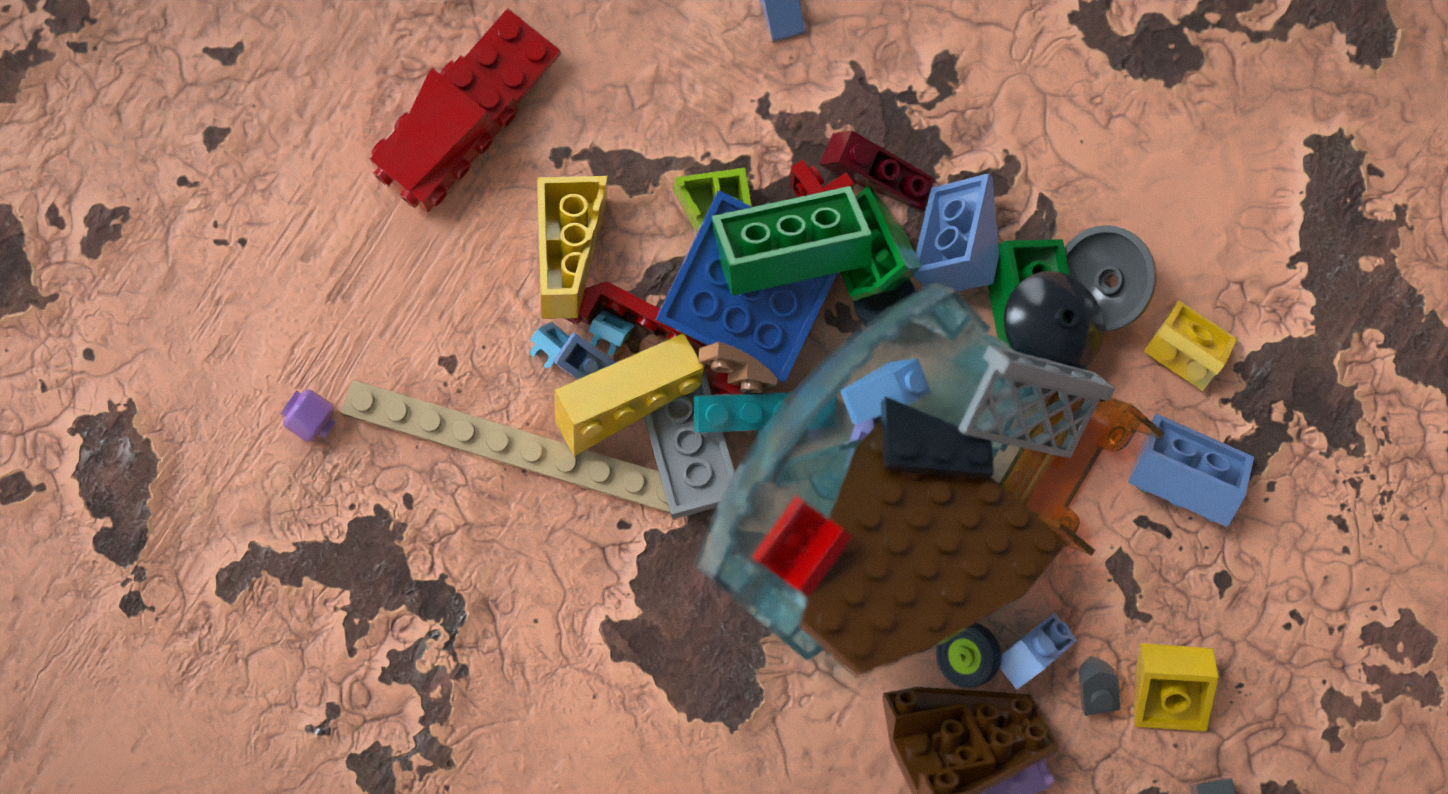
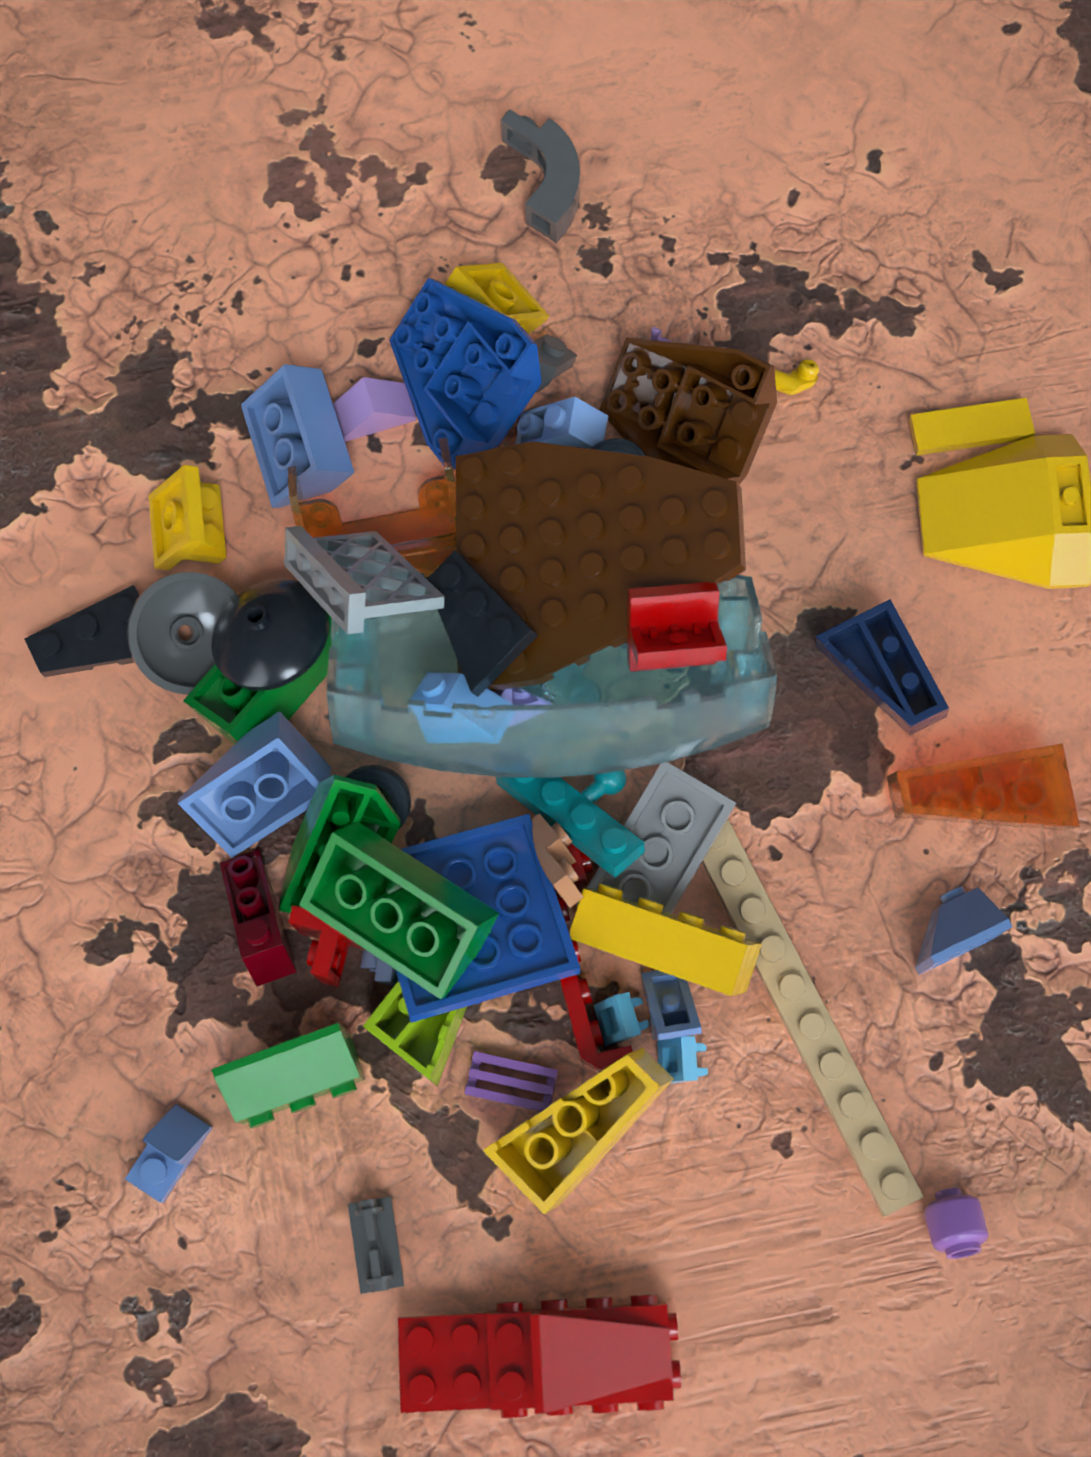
camera: 130 degrees left, 5 degrees down
(467, 583) = (959, 926): none -> medium blue slope
(533, 690) = (1001, 789): none -> clear orange wedge
(604, 239) = (475, 1074): none -> medium lavender tile
(613, 75) = (375, 1245): none -> dark grey hinge
(670, 705) = (886, 666): none -> dark blue wedge
(756, 106) = (290, 1075): none -> slope
(1138, 616) = (464, 369): none -> blue wedge
(1166, 219) = (86, 638): none -> black wing
(1168, 541) = (373, 407): none -> lavender slope

